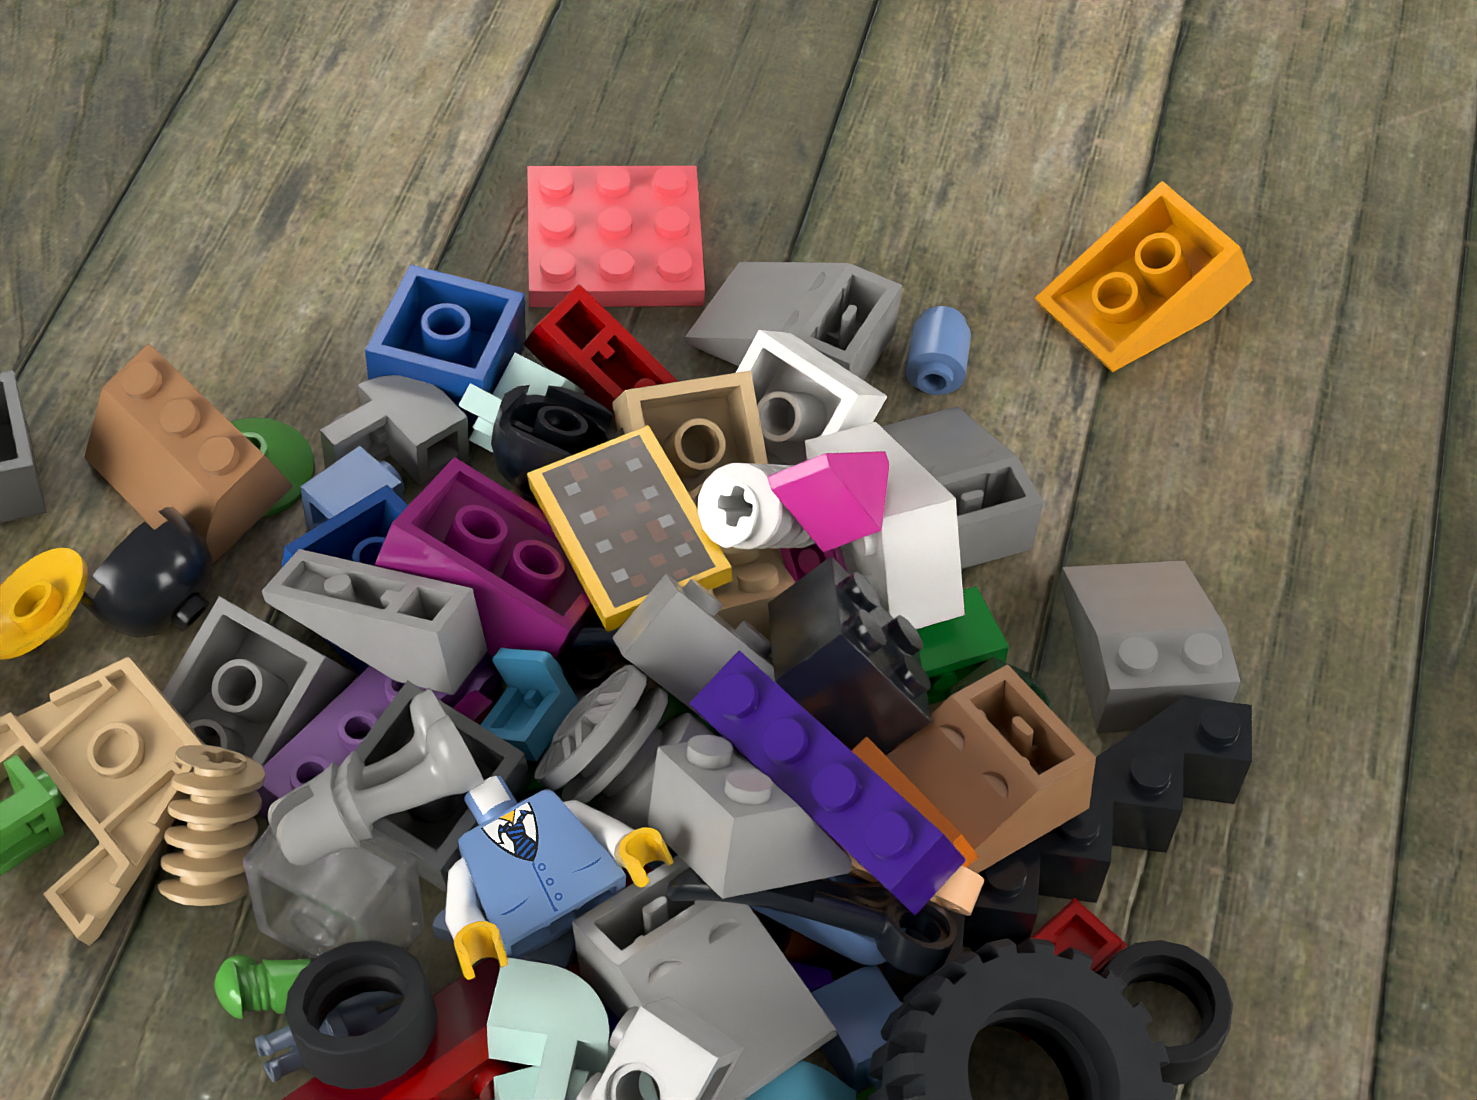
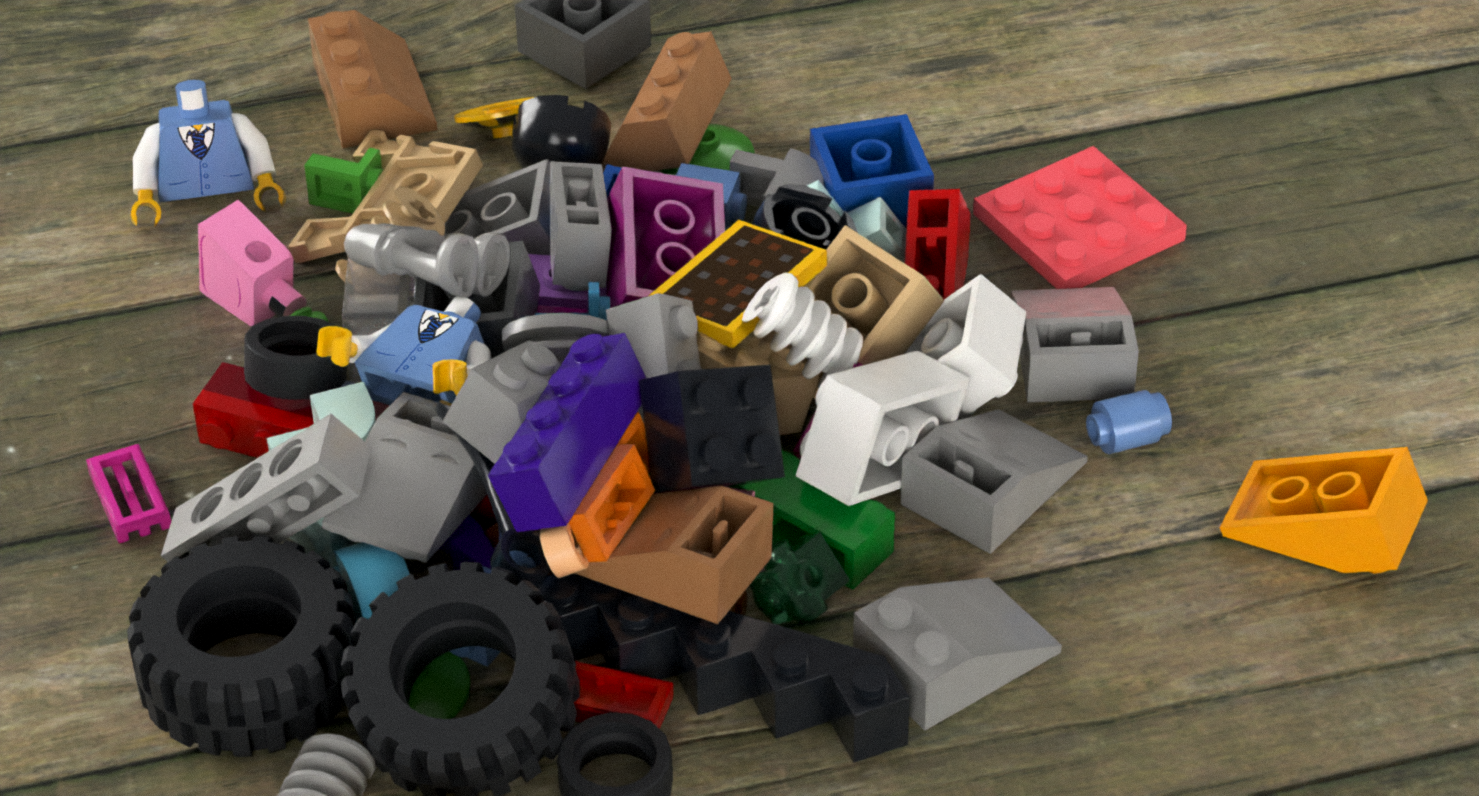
camera: 65 degrees right, 10 degrees down
(117, 997) = (245, 266): none -> bright pink torso
(835, 495) = (823, 339): dark pink slope -> none

